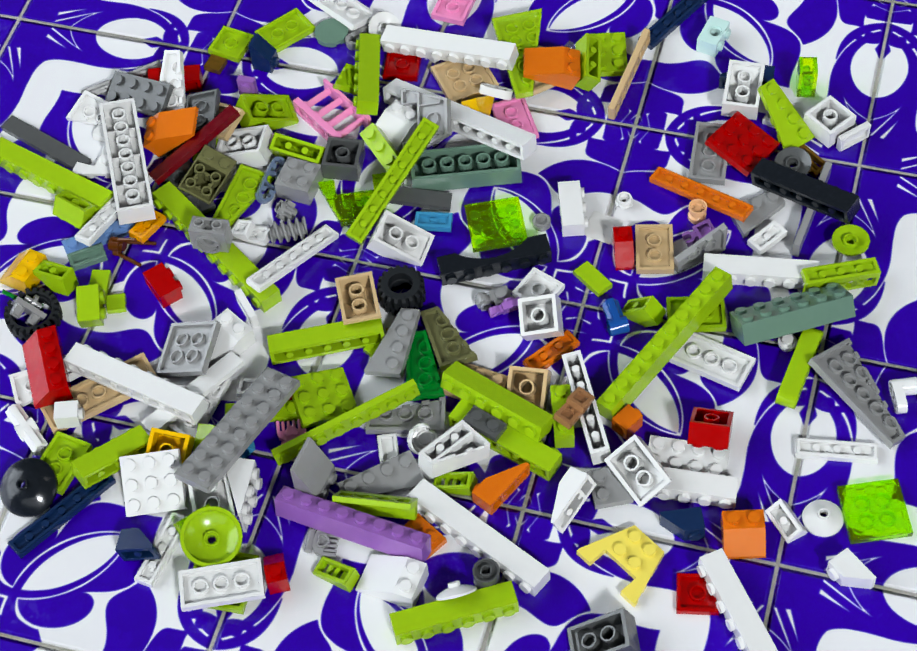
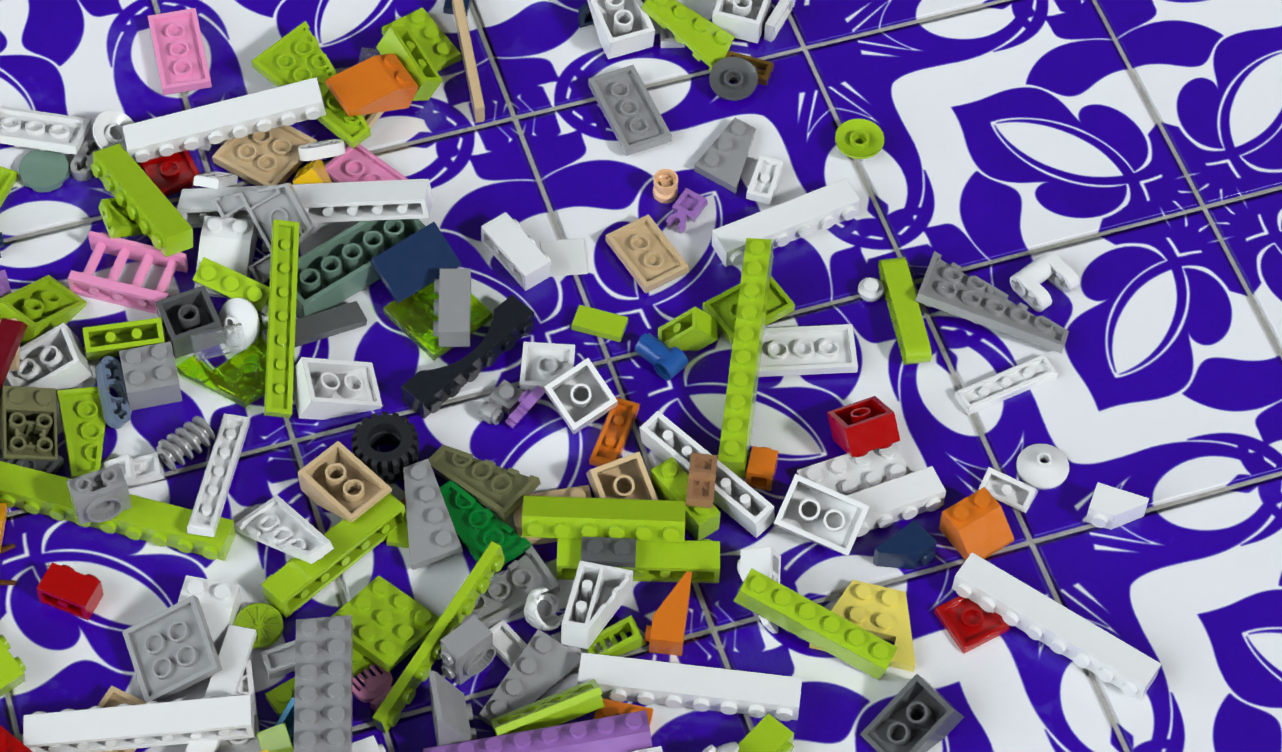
camera: 40 degrees left, 0 degrees up
(116, 303) = (23, 644): lime tile -> none
(246, 308) = (202, 564): white tile -> none
(255, 360) = (265, 620): none -> lime wheel
(285, 210) = (161, 420): light grey gear -> none
(304, 310) = (285, 530): none -> white wing
(349, 178) = (218, 341): none -> clear tile
(354, 439) = (467, 650): none -> light grey brick
(370, 173) = (241, 311): none -> white dish
(417, 80) = (215, 180): none -> white tile
(434, 221) = (359, 345): dark azure plate -> none
(486, 573) = (734, 722): dark grey wheel -> none
(499, 185) = (415, 262): none -> dark blue tile
(503, 224) = (453, 307): none -> light grey brick
(541, 222) = (489, 285): light grey tile -> none
(581, 539) = (815, 624): none -> lime brick
(609, 490) = (797, 556): light grey wing -> none
(623, 248) = (611, 269): slope -> none
(624, 196) = (567, 208): white plate -> none
(693, 190) = (649, 162): orange tile -> none
(713, 243) = (702, 233): light grey wing -> none
(742, 143) = (660, 81): red plate -> none
(792, 314) = (859, 254): sand green brick -> none
(805, 190) = (777, 103): black brick -> none
(809, 215) = (791, 123): light grey tile -> none
(842, 273) = (880, 185): lime fence -> none
(874, 511) = (1091, 430): clear neon green plate -> none

